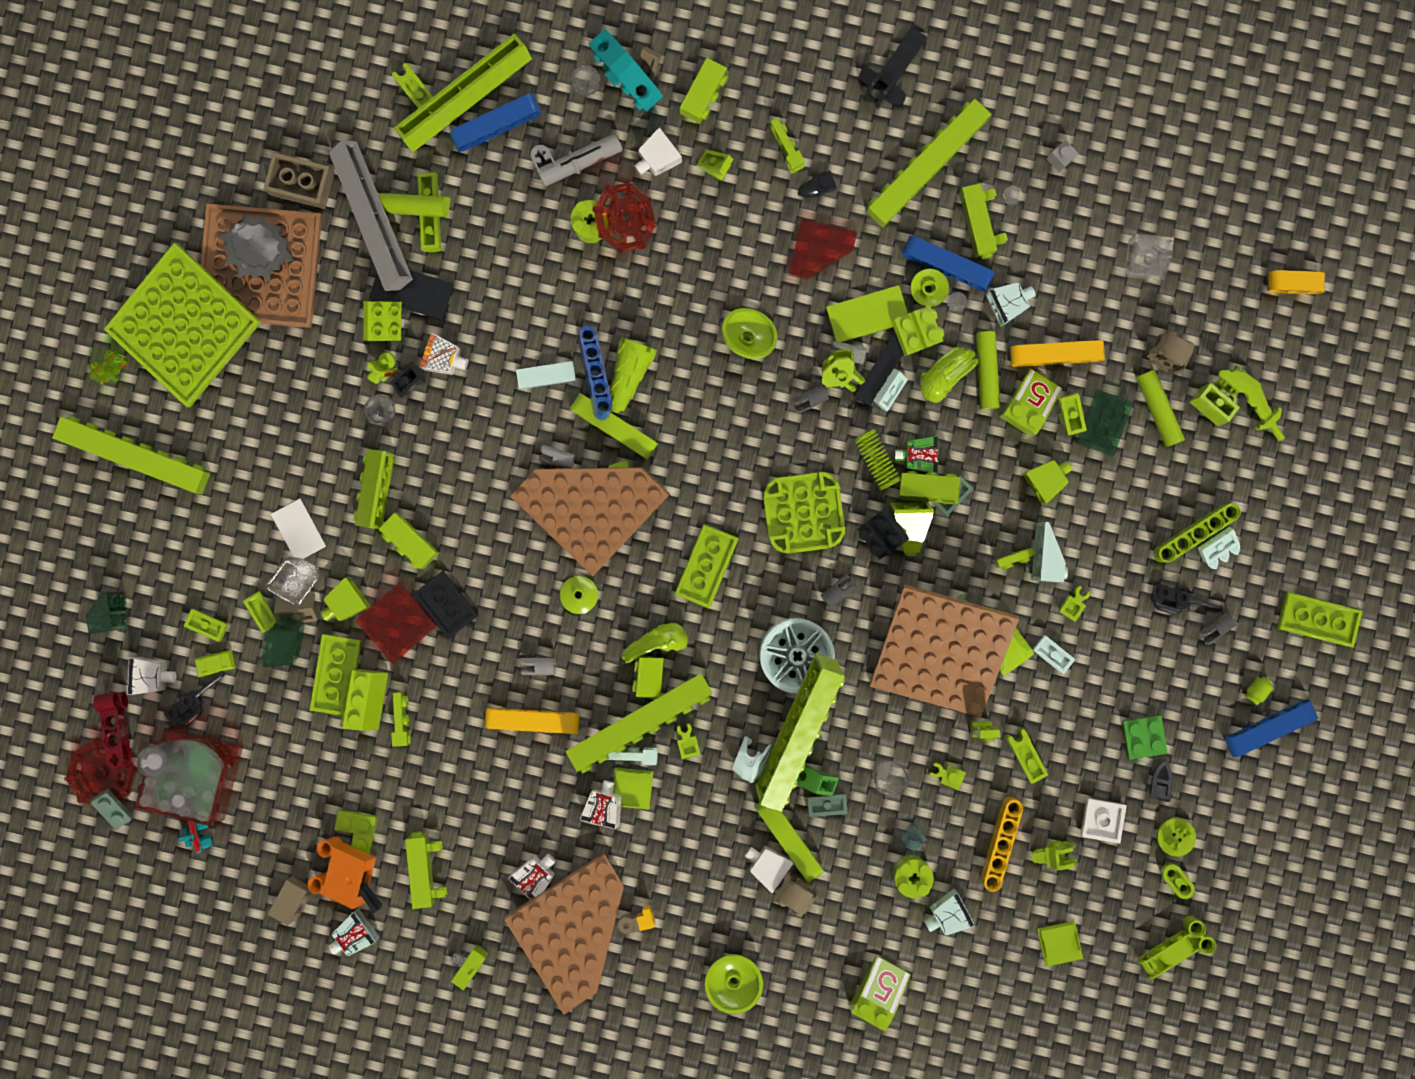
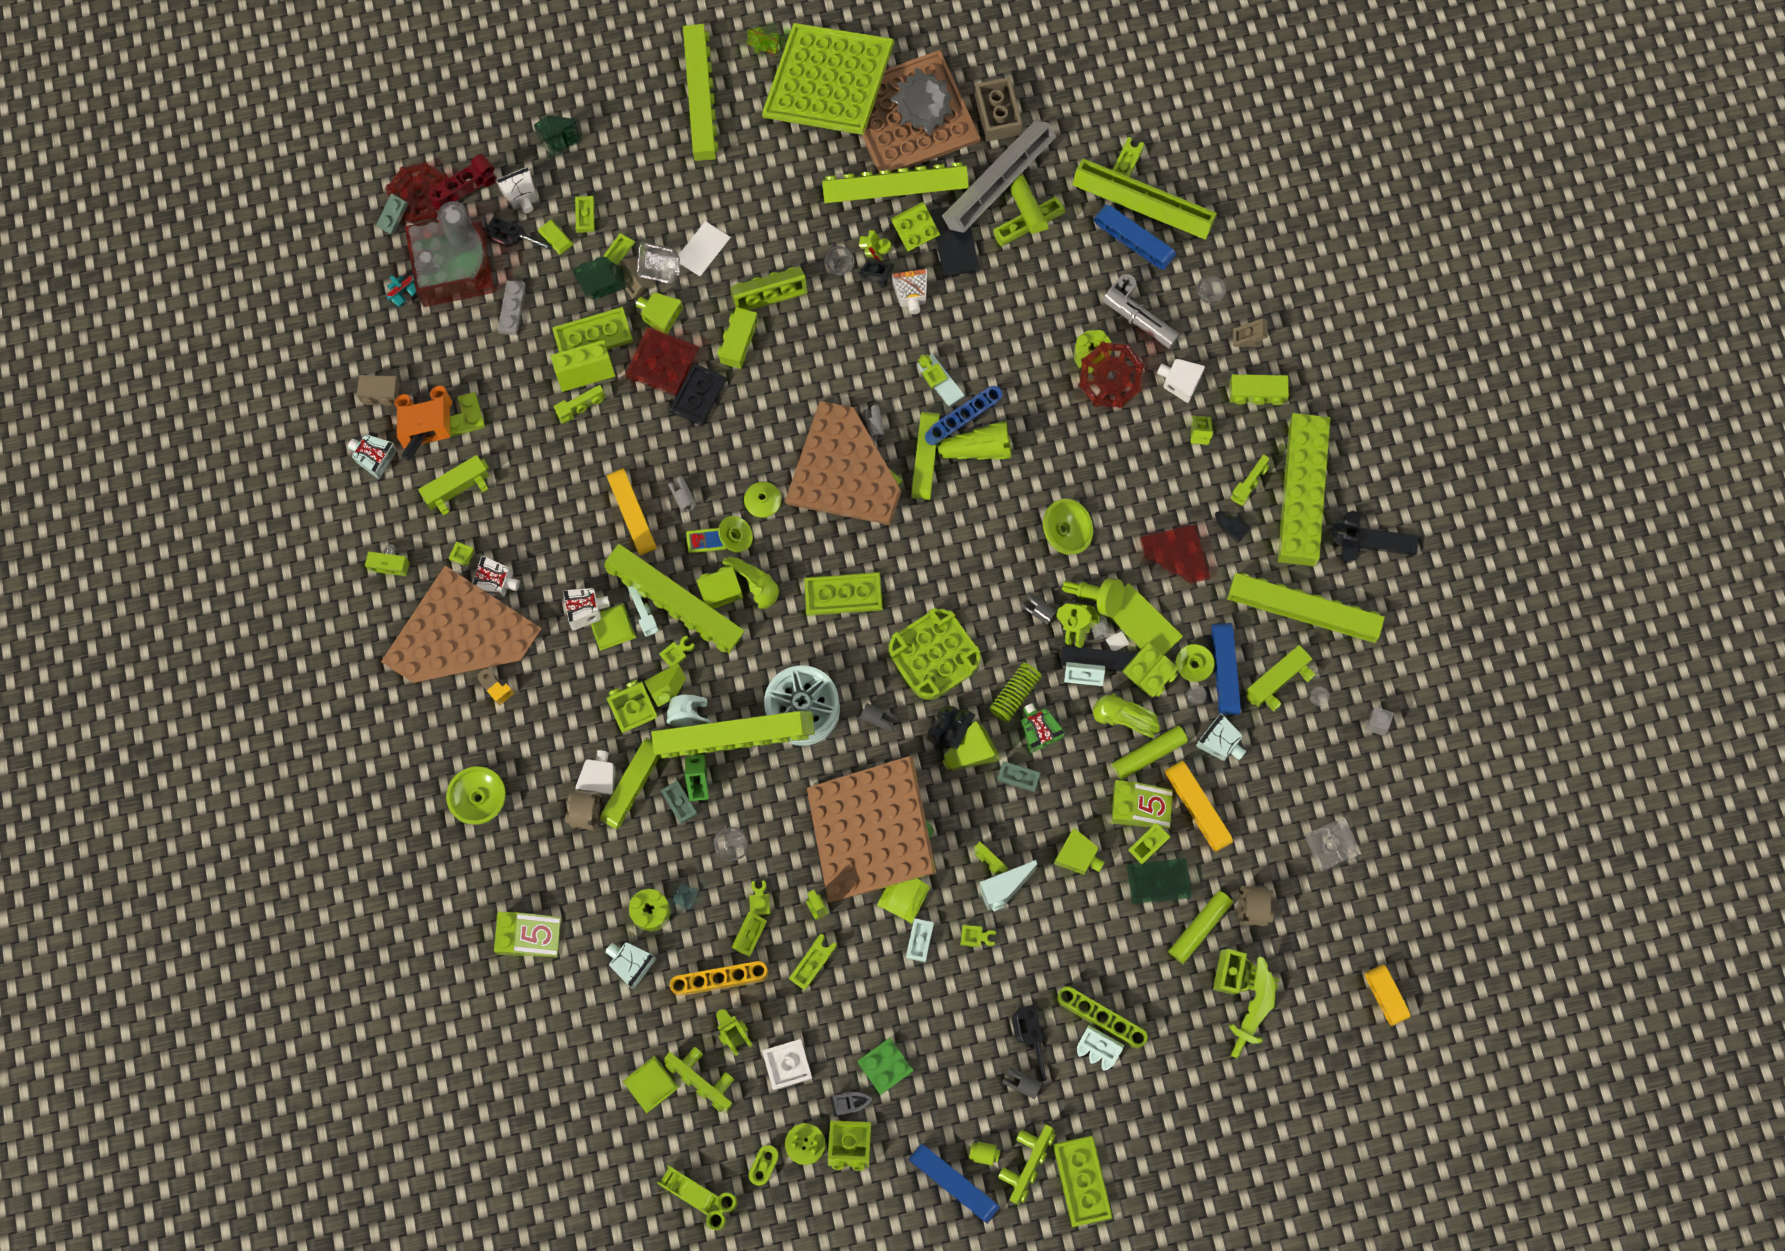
camera: 65 degrees right, 15 degrees down
(268, 737) = (511, 308): none -> light grey plate
(326, 317) = (895, 183): none -> lime brick
(494, 894) = (461, 554): none -> lime plate
(540, 379) = (933, 374): none -> lime plate
(594, 665) = (704, 541): none -> slope
(602, 629) = (739, 529): none -> lime dish
(623, 69) = (1236, 314): teal brick -> none
(715, 767) = (666, 684): none -> lime slope
(717, 806) = (631, 705): none -> lime plate
(819, 103) = (1304, 489): none -> lime brick
(834, 333) = (1108, 596): none -> lime piece
(872, 345) = (1117, 641): none -> white sticker
(930, 487) = (1014, 749): lime brick -> none
(975, 799) = (749, 934): none -> lime plate
(1090, 901) = (704, 1089): none -> lime plate
(1197, 800) = (849, 1145): none -> lime plate
(1297, 670) = (1029, 1173): none -> lime plate

